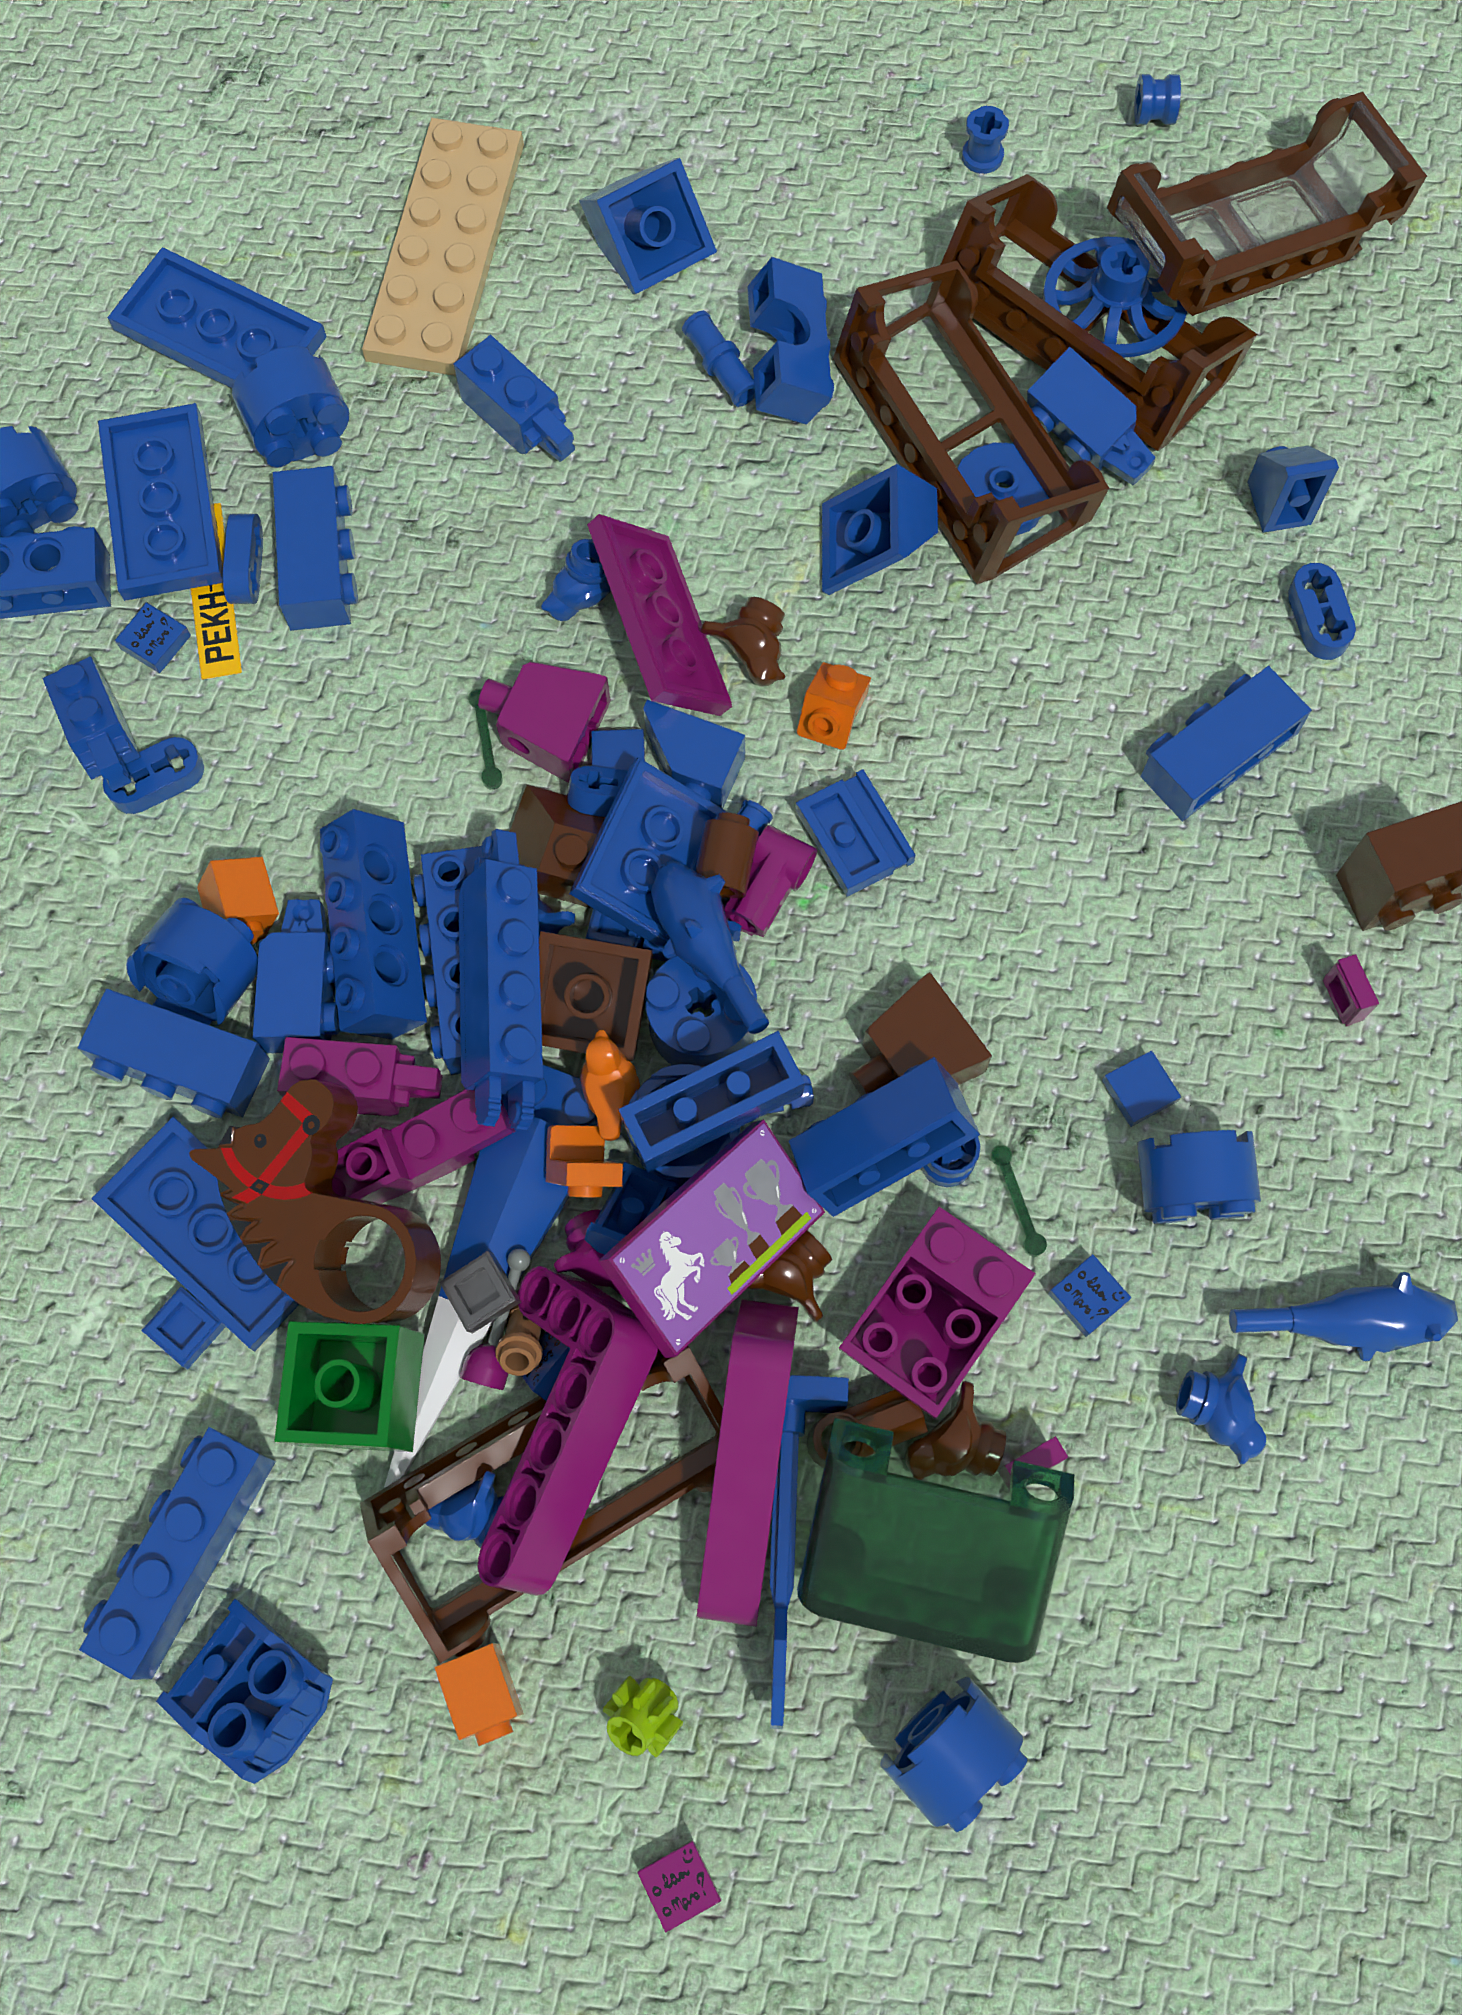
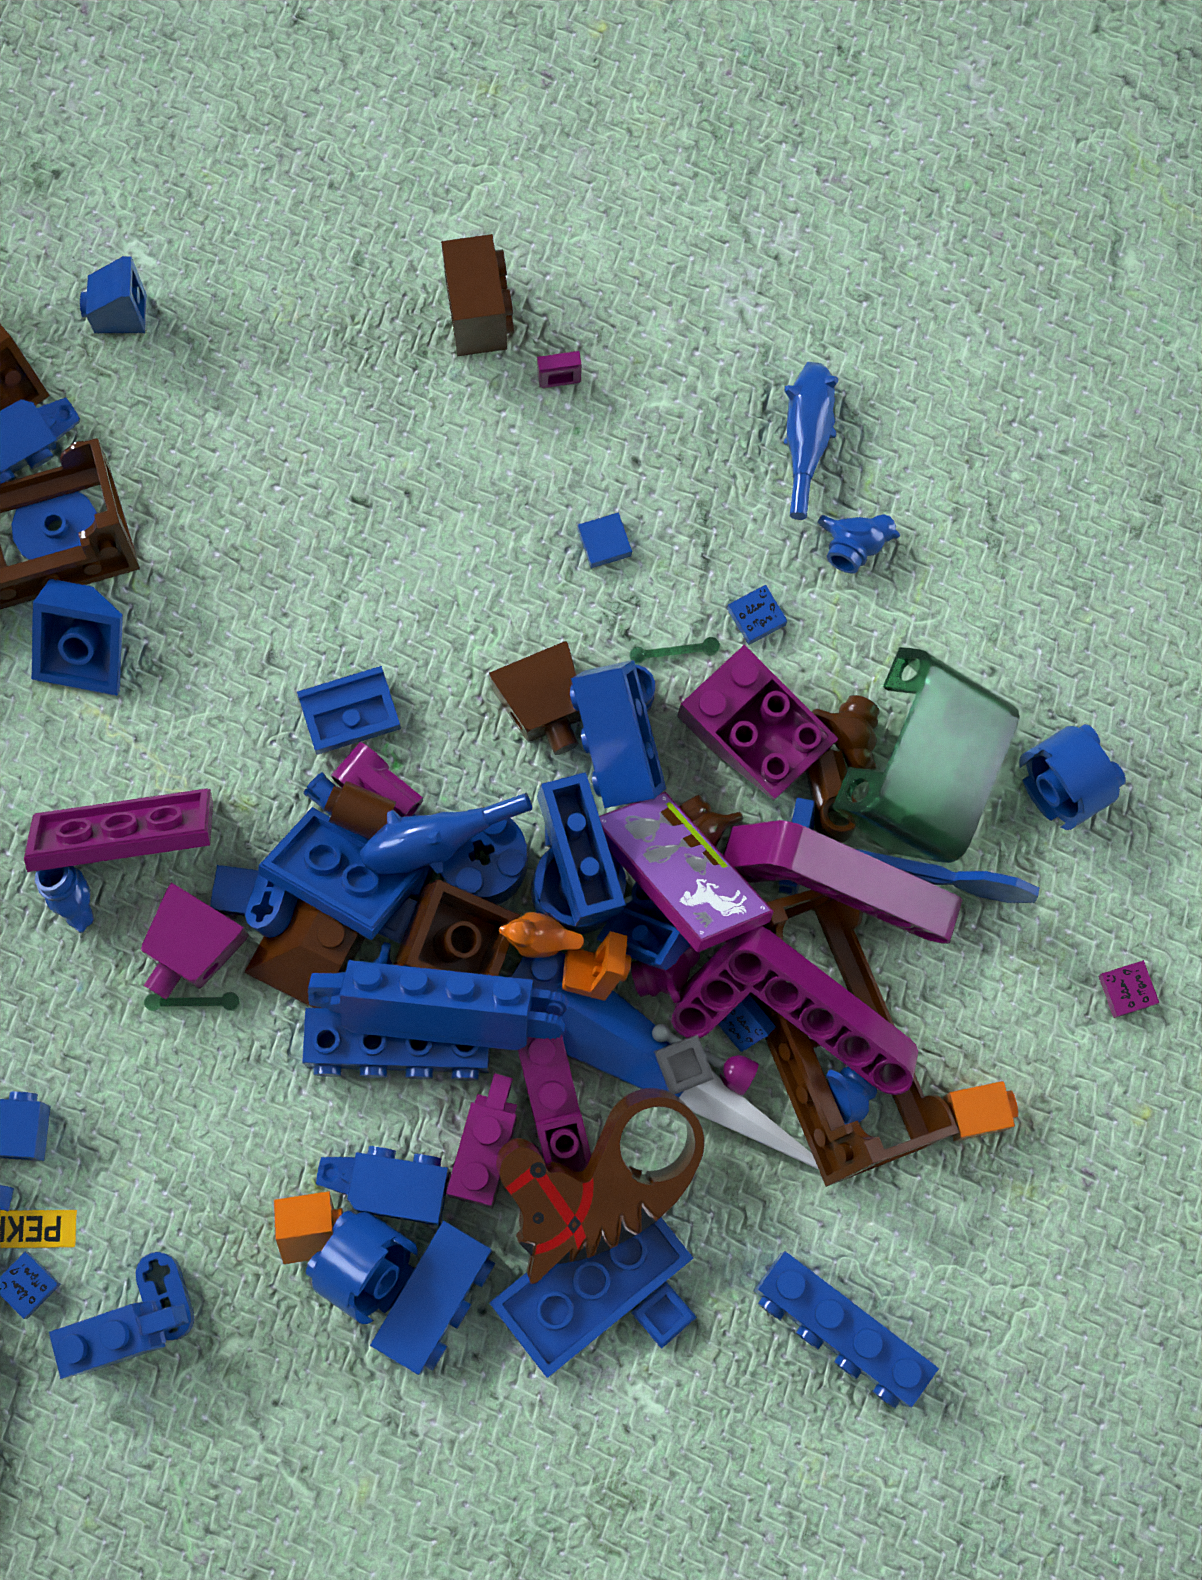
camera: 85 degrees left, 5 degrees up
(249, 1695) = (955, 1287): blue slope -> none
(350, 1386) = (742, 1177): green brick -> none
(372, 925) = (353, 1113): blue brick -> none
(520, 1347) = (732, 1042): medium nougat pin -> none
(642, 1716) = (1013, 993): lime gear -> none
(695, 751) = (251, 826): blue slope -> none
(754, 638) = (155, 757): reddish brown animal -> none
(832, 705) = (229, 704): orange bracket -> none
(1045, 1455) = (873, 675): magenta tile -> none
(1199, 1173) = (687, 512): blue brick -> none
(1224, 741) = (333, 408): blue brick -> none
(1330, 609) = (230, 306): blue beam -> none

